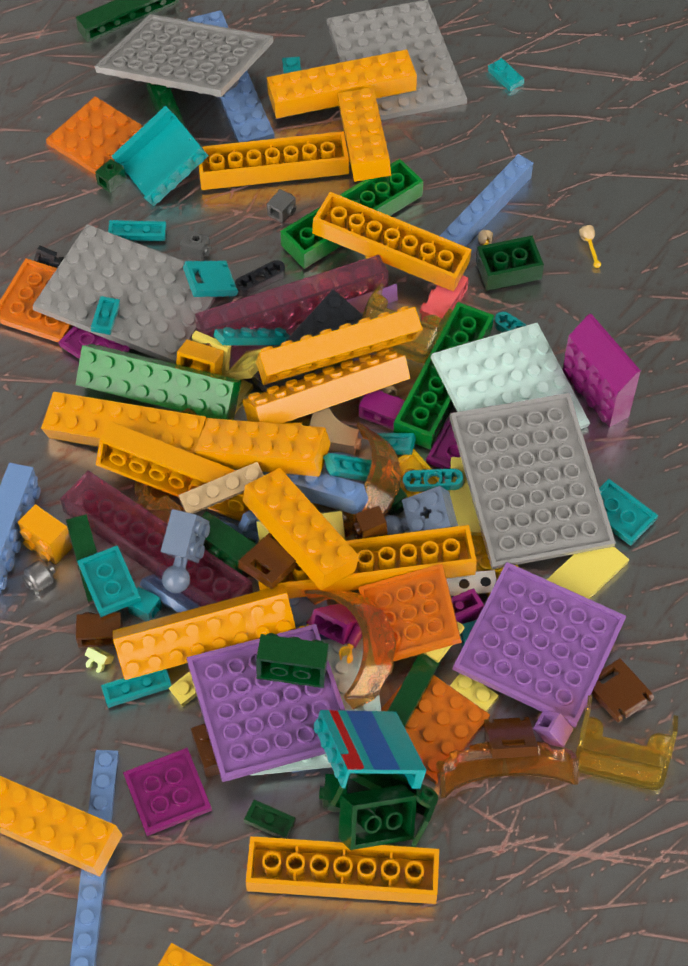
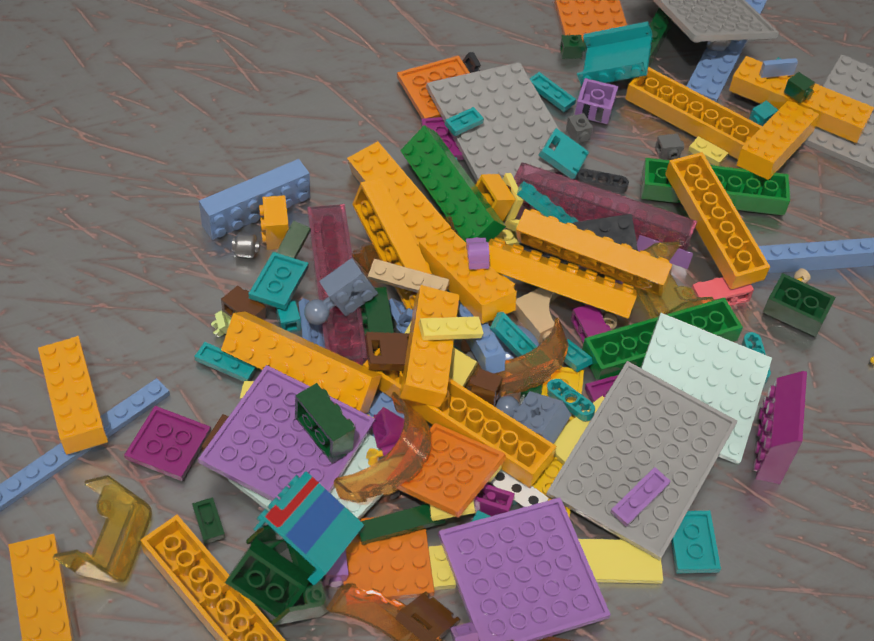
camera: 40 degrees right, 5 degrees down
(185, 210) = (596, 100): none -> medium lavender brick
(214, 897) = (120, 537): none -> clear yellow windscreen
(262, 421) = (477, 253): none -> medium lavender plate
(307, 69) = (778, 67): none -> medium blue tile
(307, 500) = (450, 328): none -> light yellow plate
(312, 186) = (712, 153): none -> light yellow plate
(324, 119) = (762, 113): none -> teal brick
(341, 75) = (799, 87): none -> dark green brick
(562, 510) = (640, 496): none -> medium lavender plate

